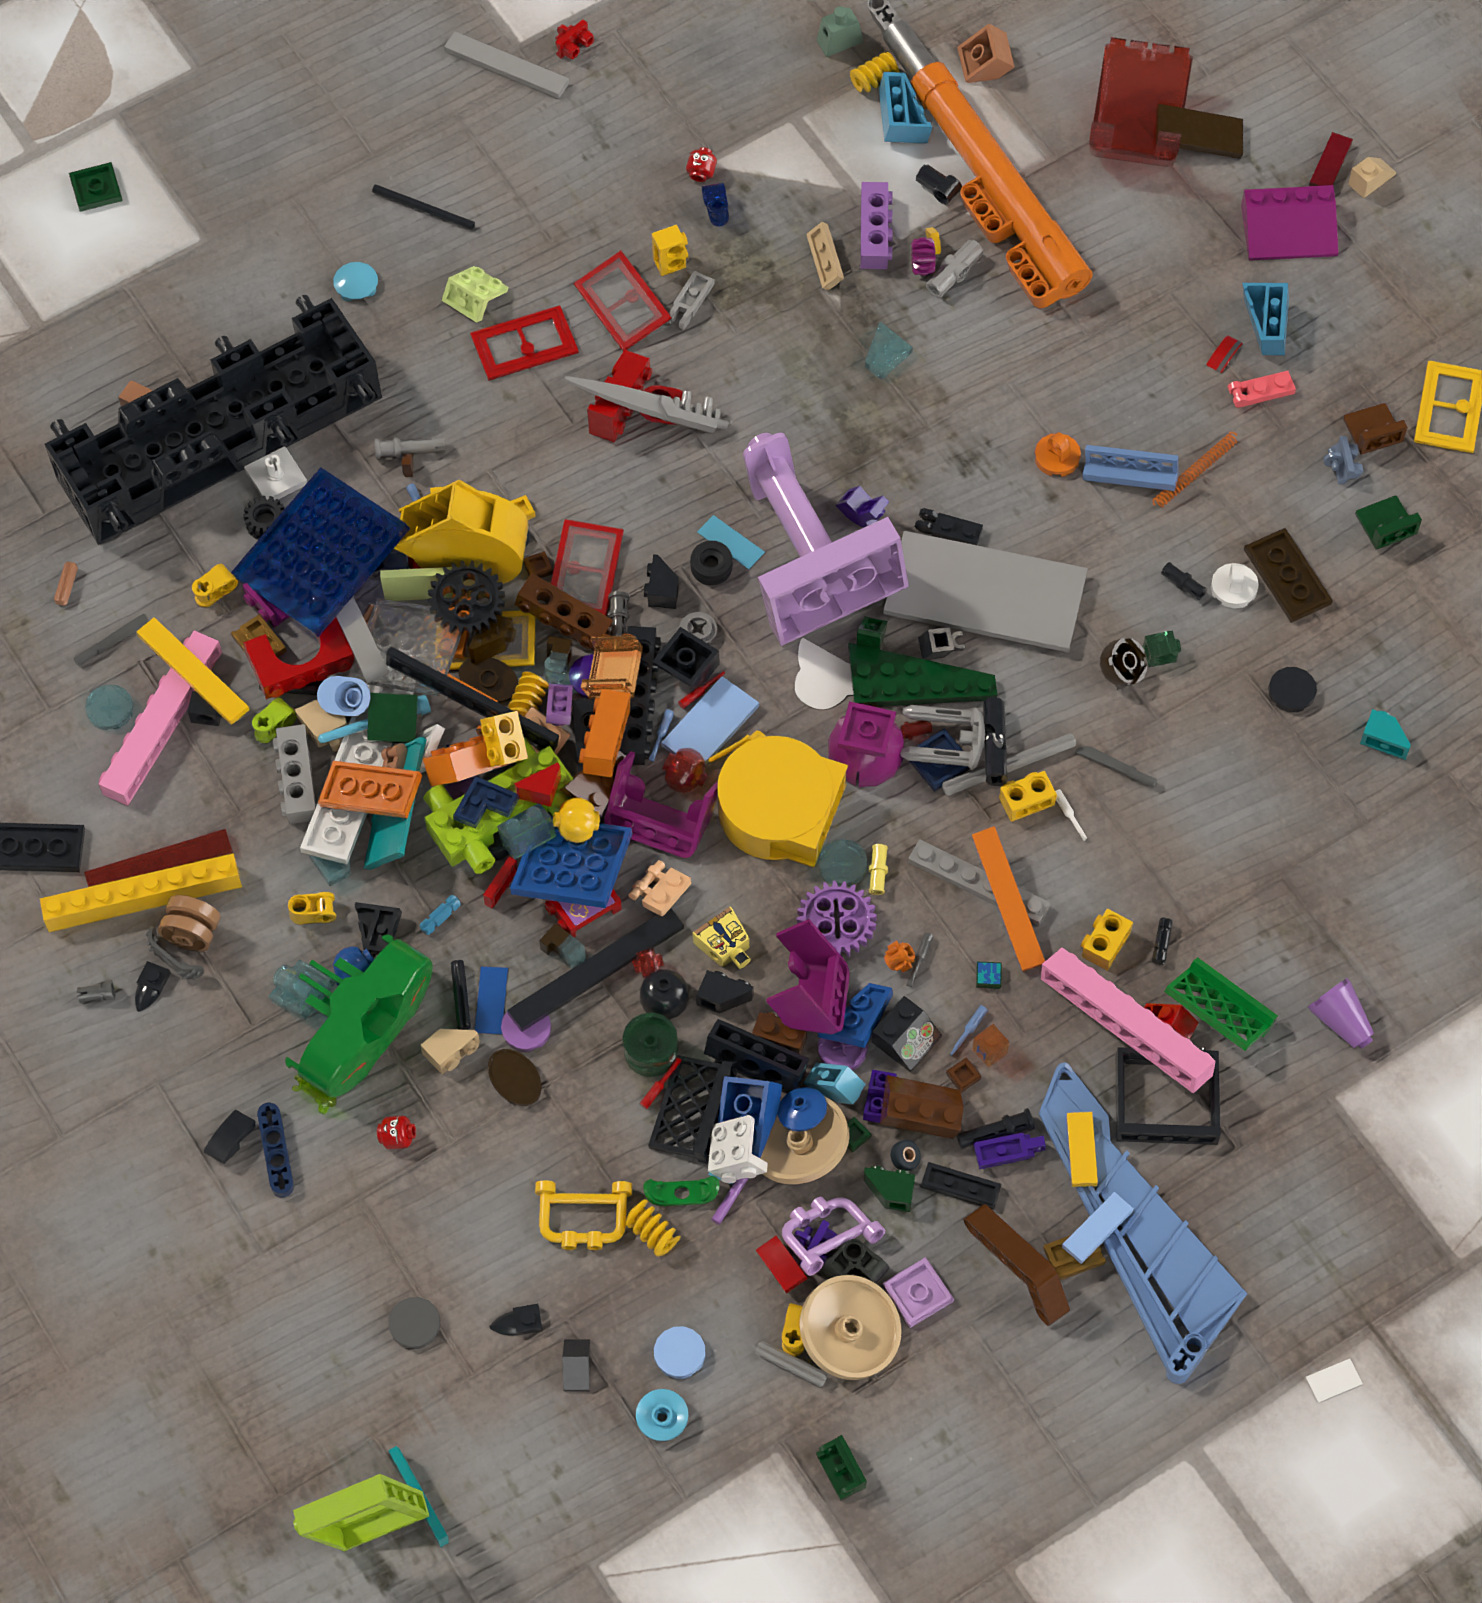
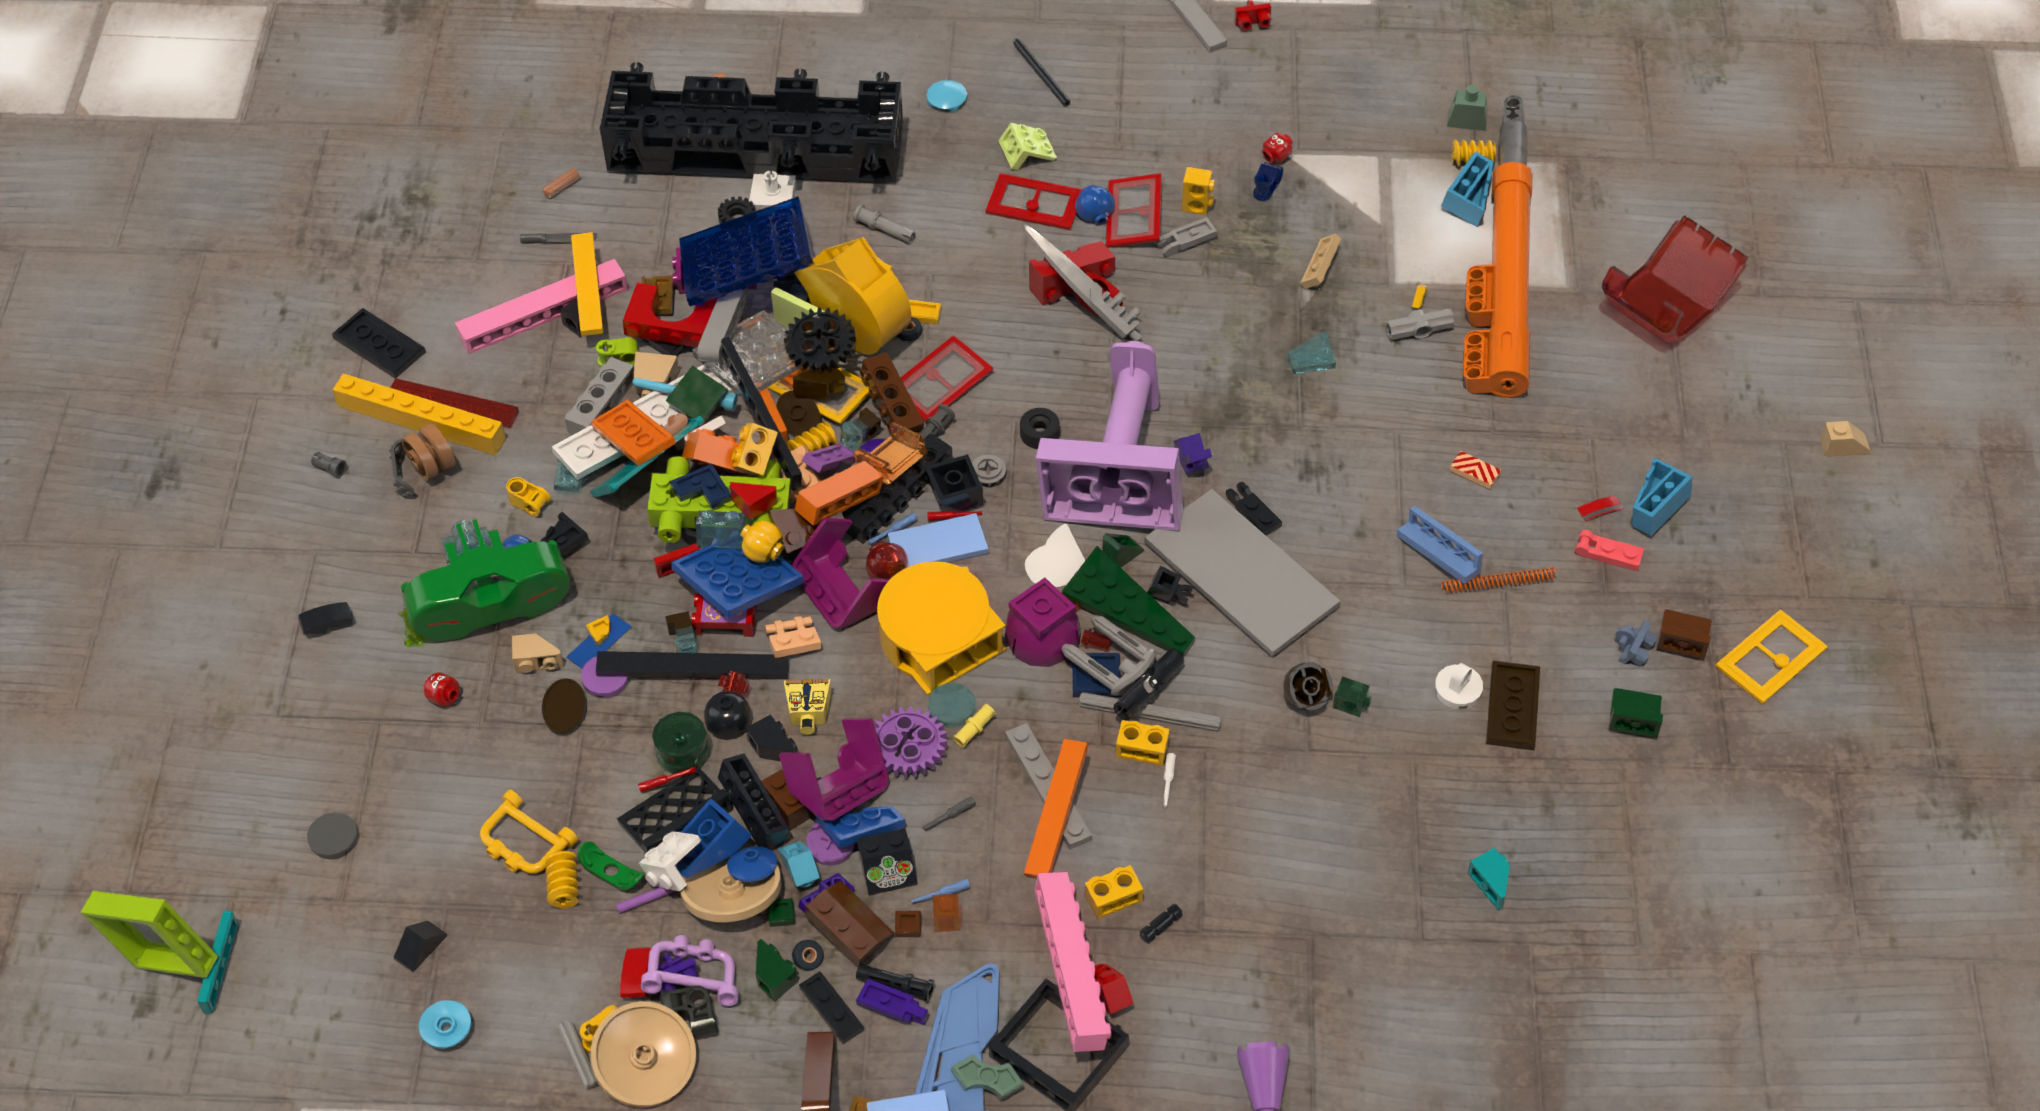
camera: 35 degrees right, 10 degrees down
(109, 707) = (515, 280): clear light blue tile -> none
(150, 985) = (372, 482): black plate -> none
(214, 584) = (661, 239): yellow piece -> none
(276, 1149) = (345, 647): dark blue beam -> none
(343, 696) = (674, 359): light blue piece -> none
(407, 465) = (872, 235): reddish brown tile -> none
(440, 914) = (614, 557): dark azure axle -> none
(460, 995) = (578, 623): black axle -> none
(484, 989) = (599, 629): none -> yellow tile
(519, 1321) = (409, 886): black plate -> none
(538, 565) = (906, 358): reddish brown tile -> none
(585, 315) = (1095, 204): none -> blue plant
(663, 585) = (986, 422): black slope -> none
(679, 1352) = (502, 988): light blue tile -> none
(740, 547) = (1070, 420): medium azure sticker -> none
(874, 212) = (1380, 259): medium lavender brick -> none
(899, 956) = (932, 799): orange gear -> none
(918, 1292) = (724, 1067): lavender tile -> none
(923, 256) = (1398, 300): magenta gear -> none
(943, 187) = (1458, 256): black piece -> none
(985, 55) = (1578, 186): nougat slope -> none
(989, 975) = (994, 860): tile -> none
(1057, 454) = (1390, 504): orange tile -> none
(1082, 1149) = (949, 1040): yellow tile -> none
(1101, 379) = (1475, 470): none -> light nougat tile
(1114, 764) = (1237, 761): dark grey piece -> none
(1124, 1162) = (974, 1073): none -> sand green tile
(1184, 581) = (1416, 657): black pin -> none
(1202, 130) = (1717, 331): dark brown tile -> none
(1222, 993) = (1174, 997): green fence -> none
(1290, 222) = (1740, 438): magenta slope -> none
(1292, 689) = (1441, 795): black tile -> none
(1331, 160) = (1816, 413): dark red tile -> none

